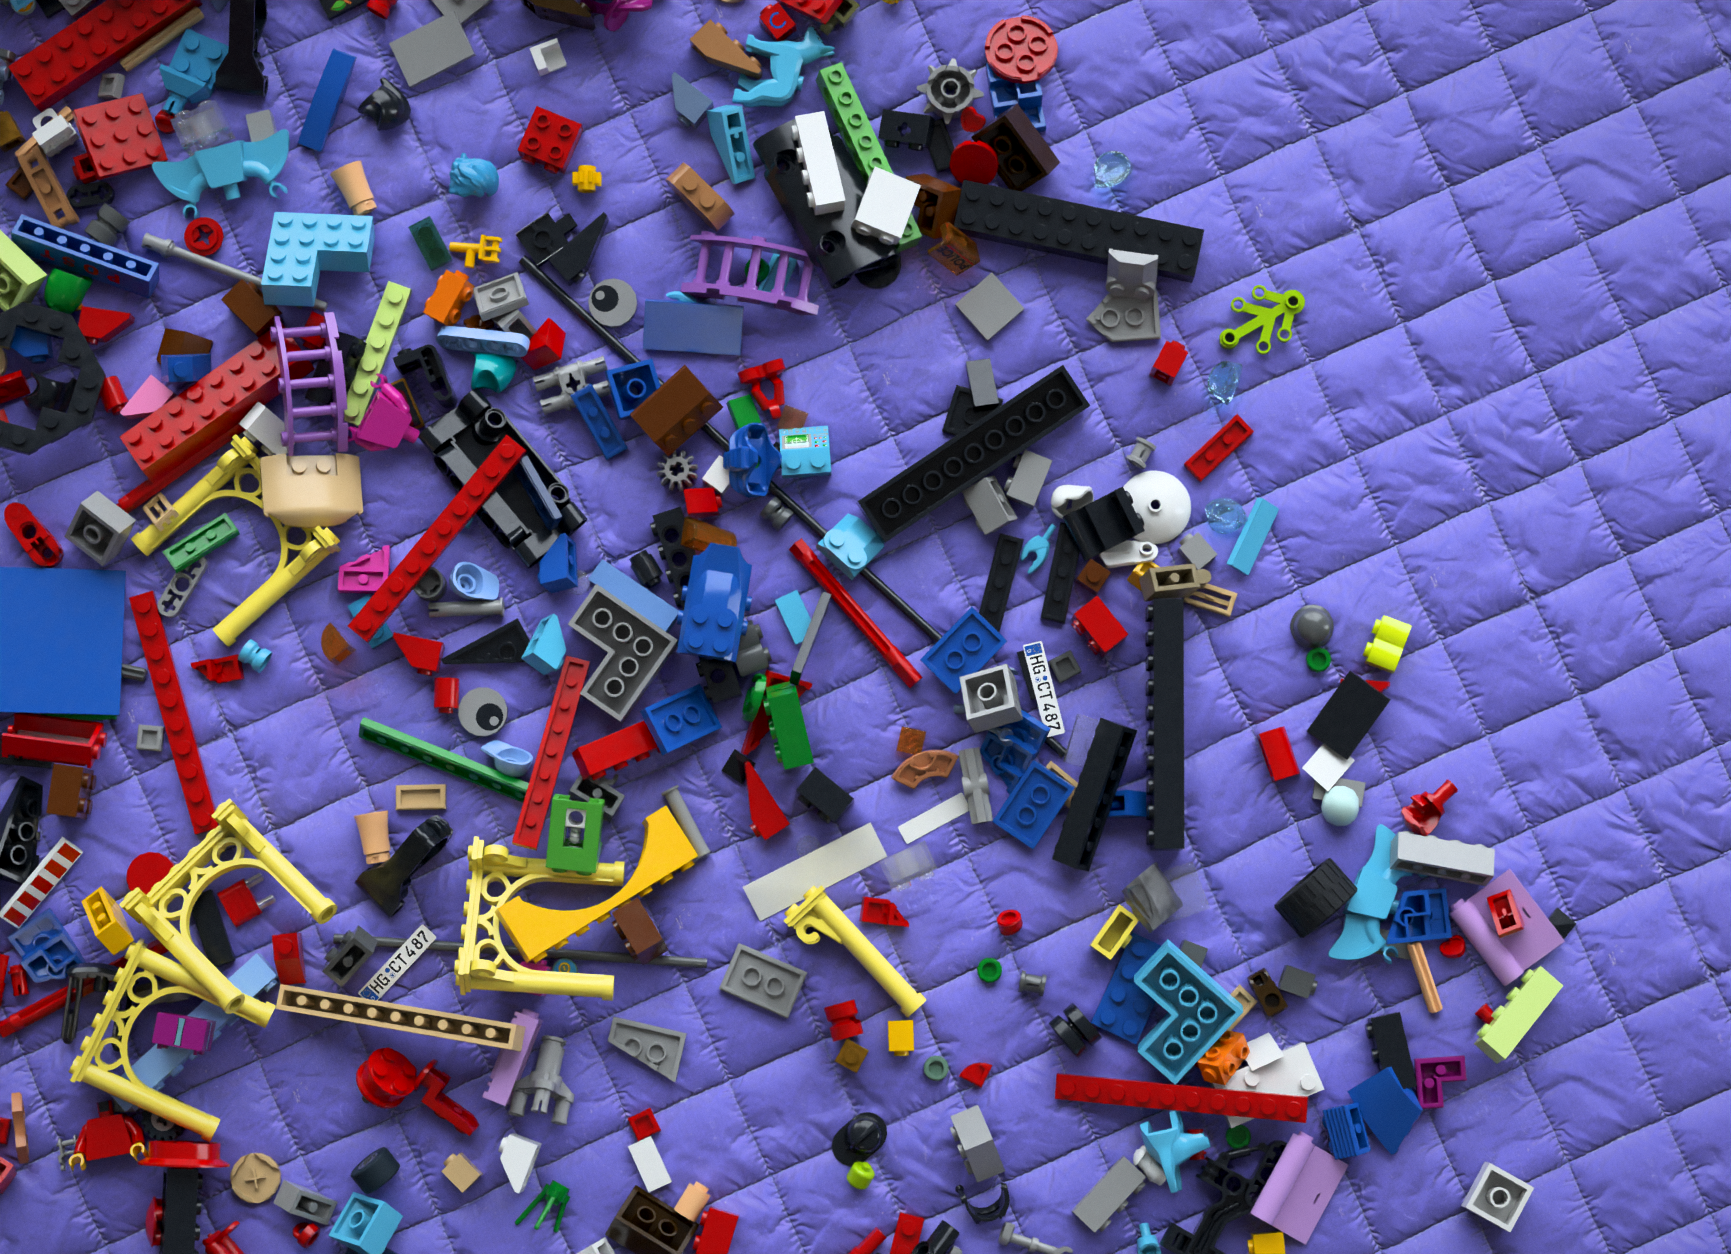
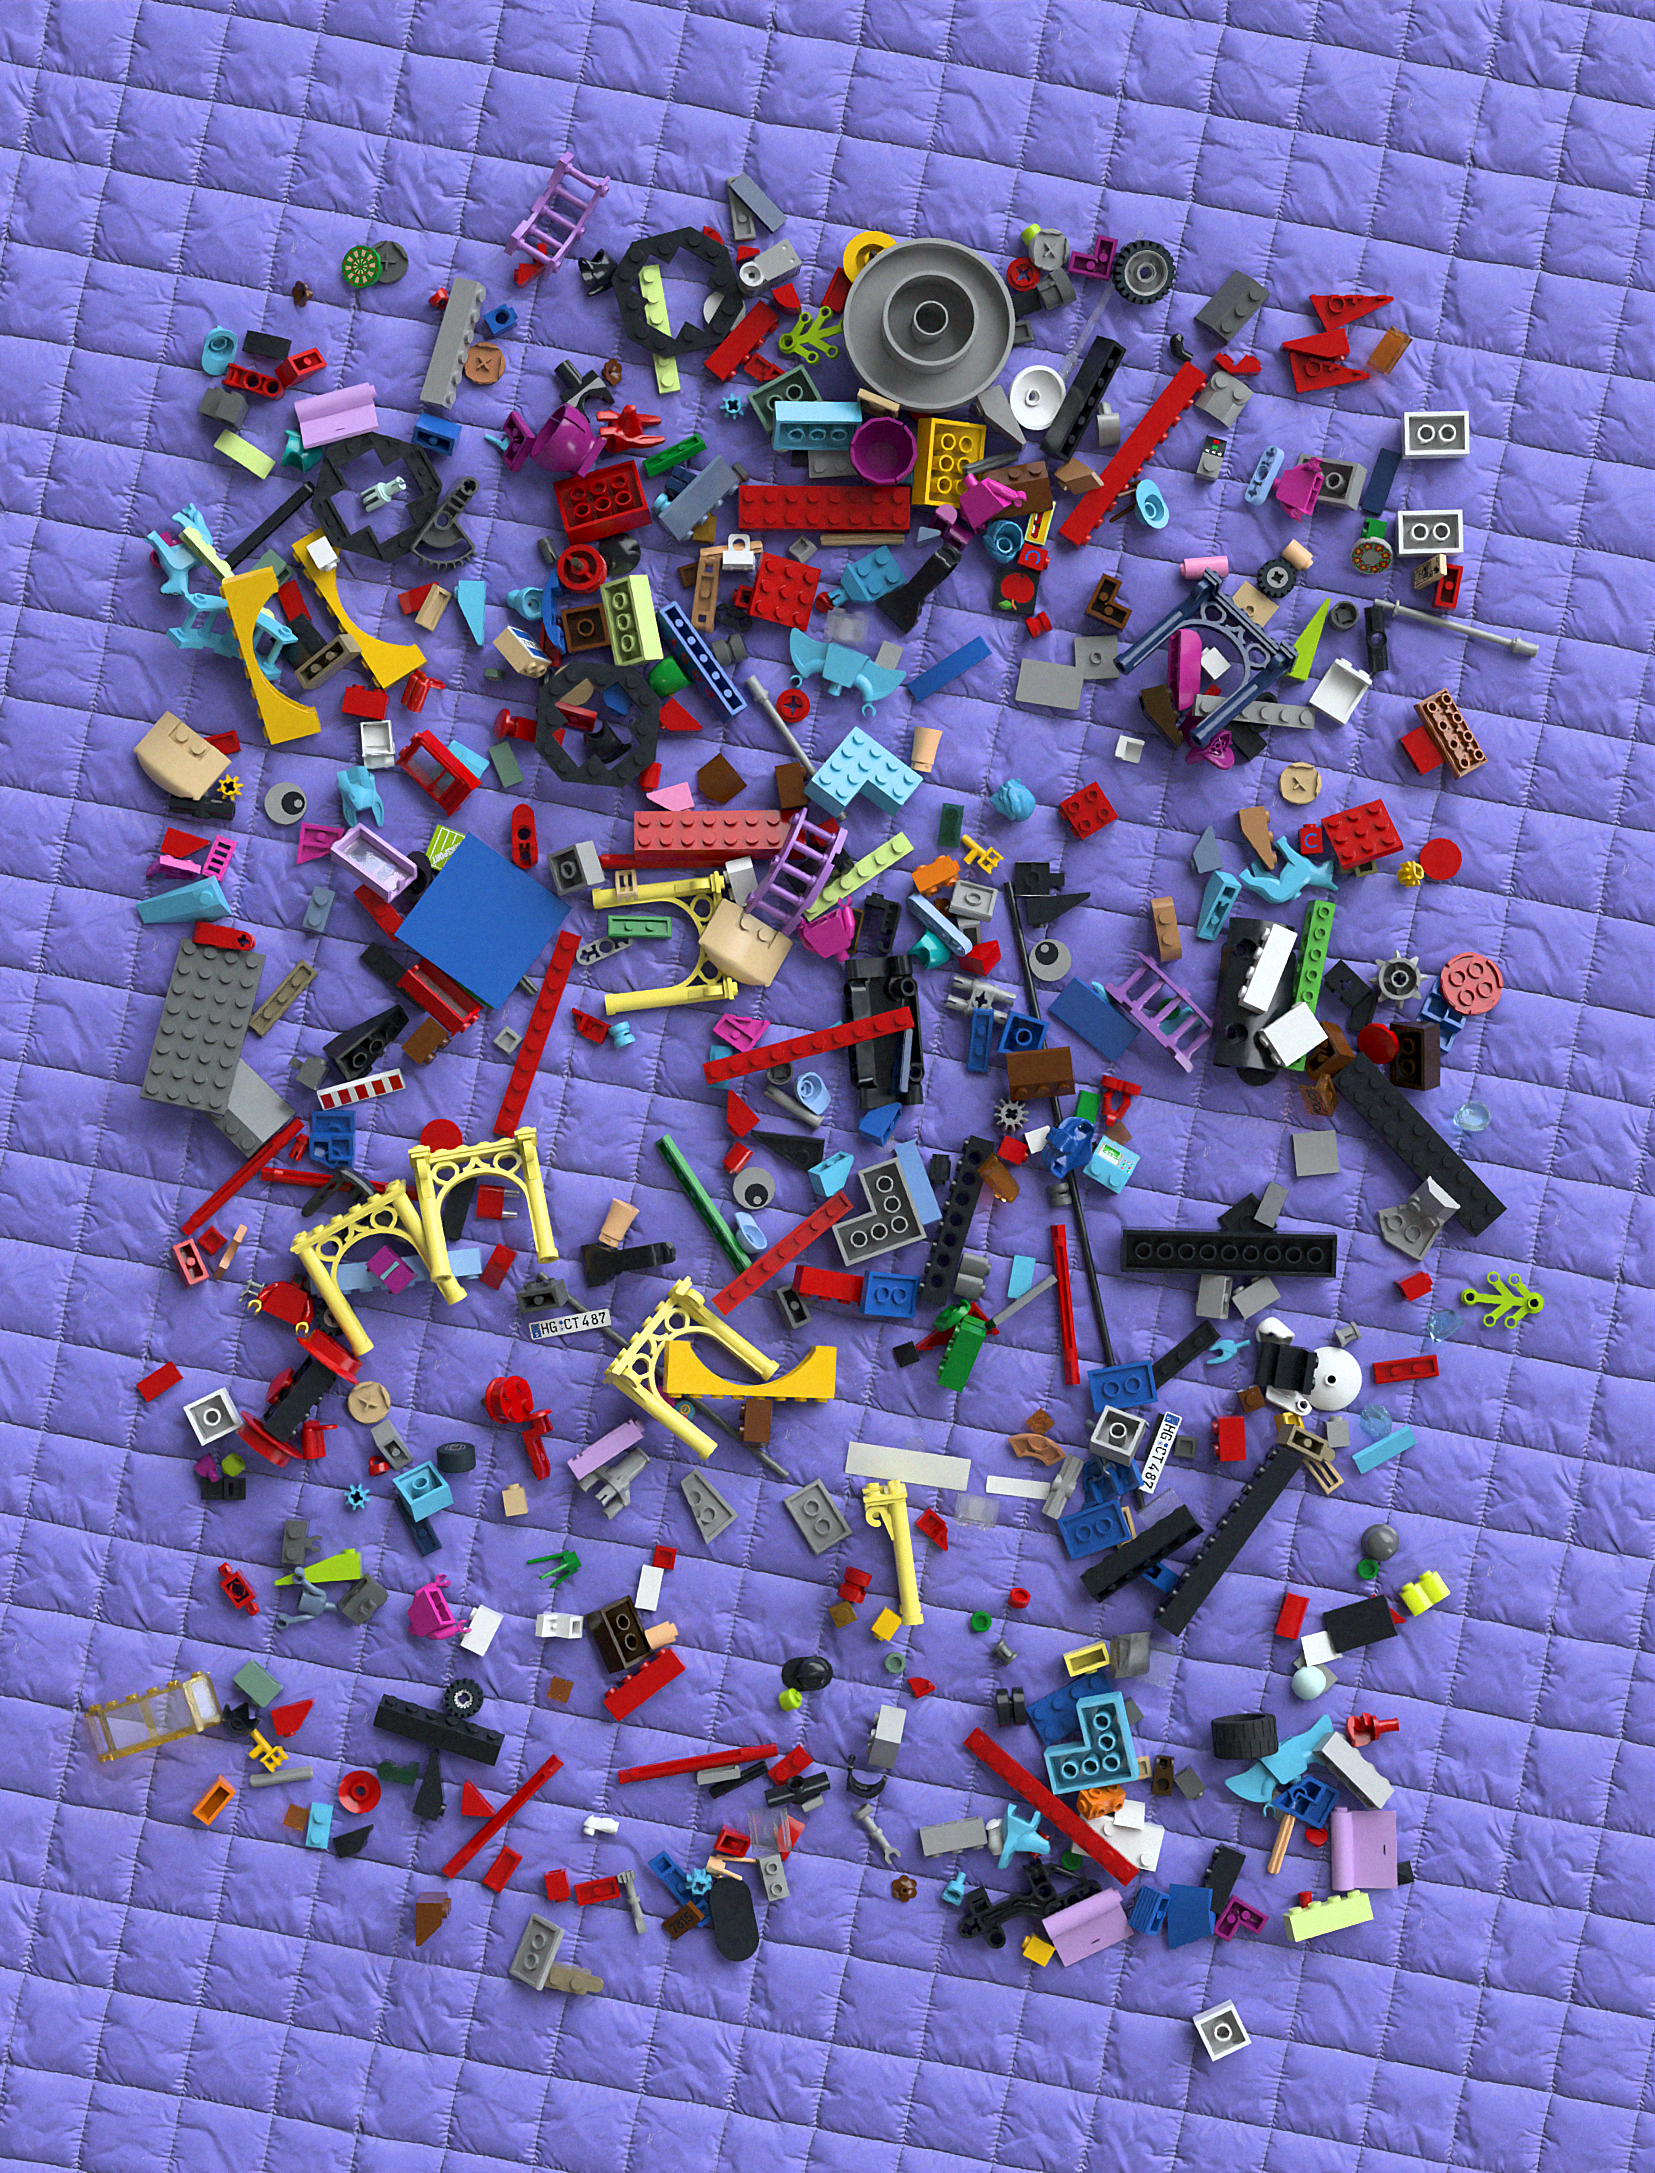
camera: 30 degrees right, 5 degrees up
(107, 921) = (391, 1152): yellow brick -> none
(185, 367) = (714, 794): blue slope -> none
(335, 644) = (684, 1068): clear orange brick -> none
(386, 106) = (989, 704): black piece -> none
(401, 1017) = (548, 1366): tan brick -> none
(421, 797) = (668, 1217): tan tile -> none
(518, 1159) = (562, 1520): white slope -> none
(572, 852) = (749, 1334): bright green brick -> none
(586, 179) = (1094, 858): yellow gear -> none
(686, 821) = (842, 1366): light grey pin -> none
(715, 604) = (970, 1232): blue slope -> none
(763, 809) = (902, 1397): red slope -> none
(825, 796) = (952, 1420): black brick -> none
(850, 545) = (1095, 1254): medium azure slope -> none
(971, 120) = (1398, 1012): red piece -> none
(1060, 577) = (1228, 1381): black tile -> none
(1505, 913) = (1369, 1841): red slope -> none

